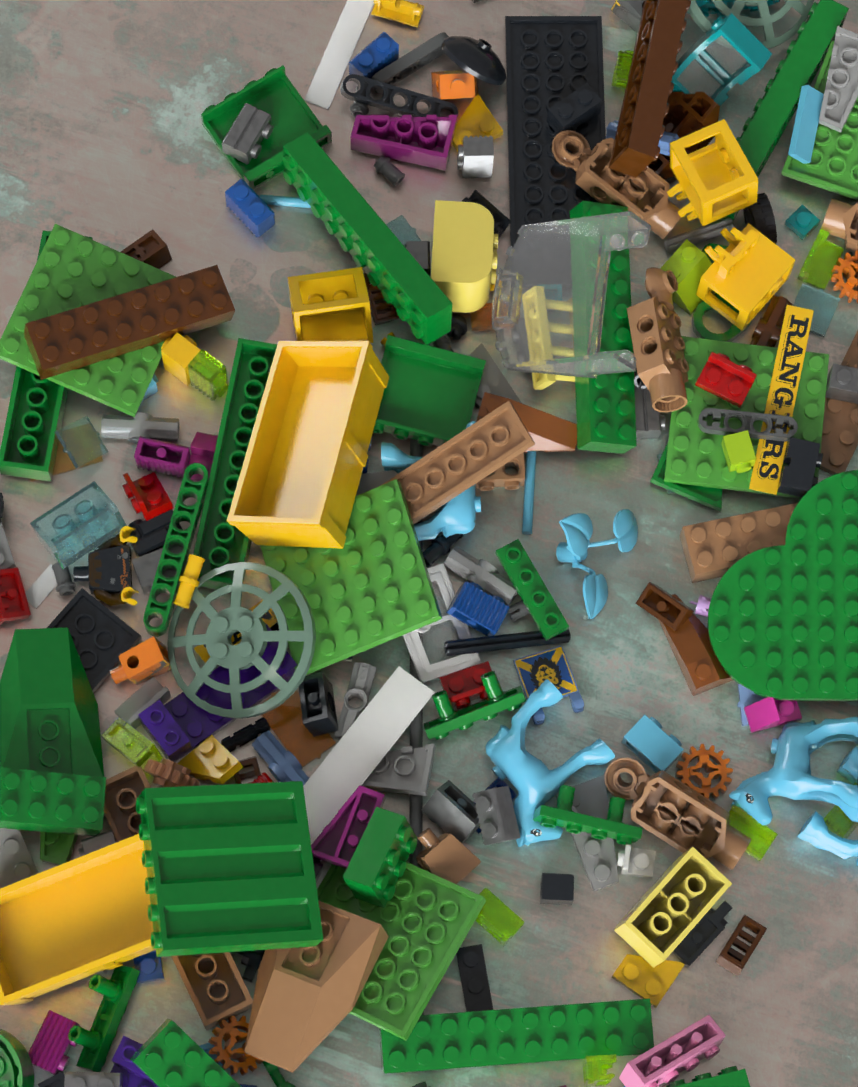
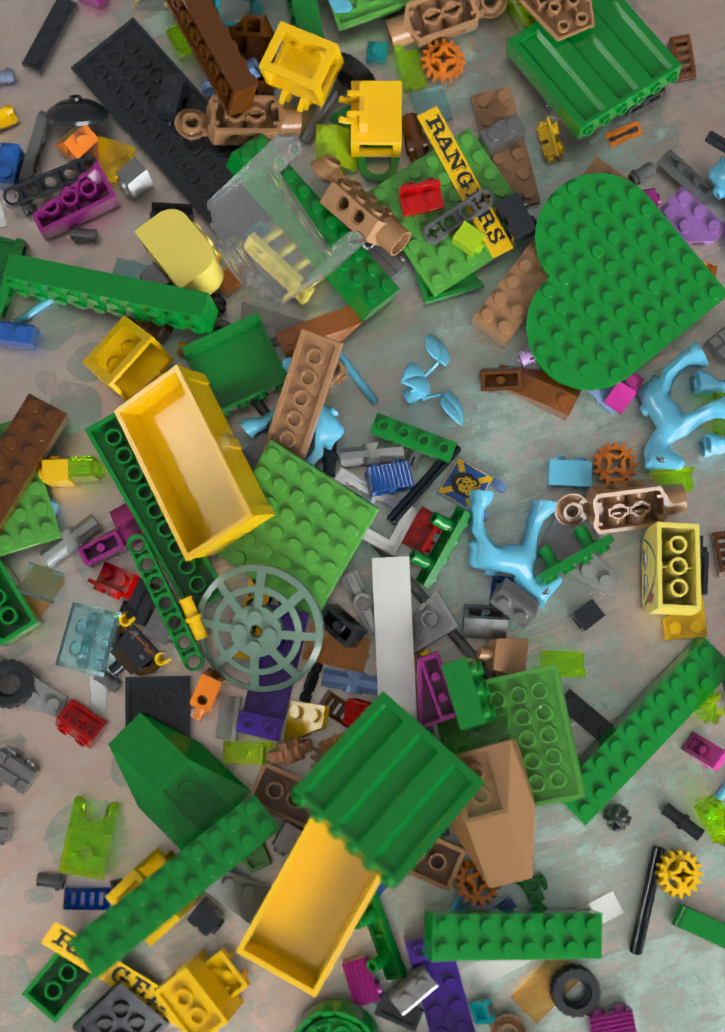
camera: 35 degrees left, 10 degrees up
(636, 861) = (619, 555): white bracket -> none

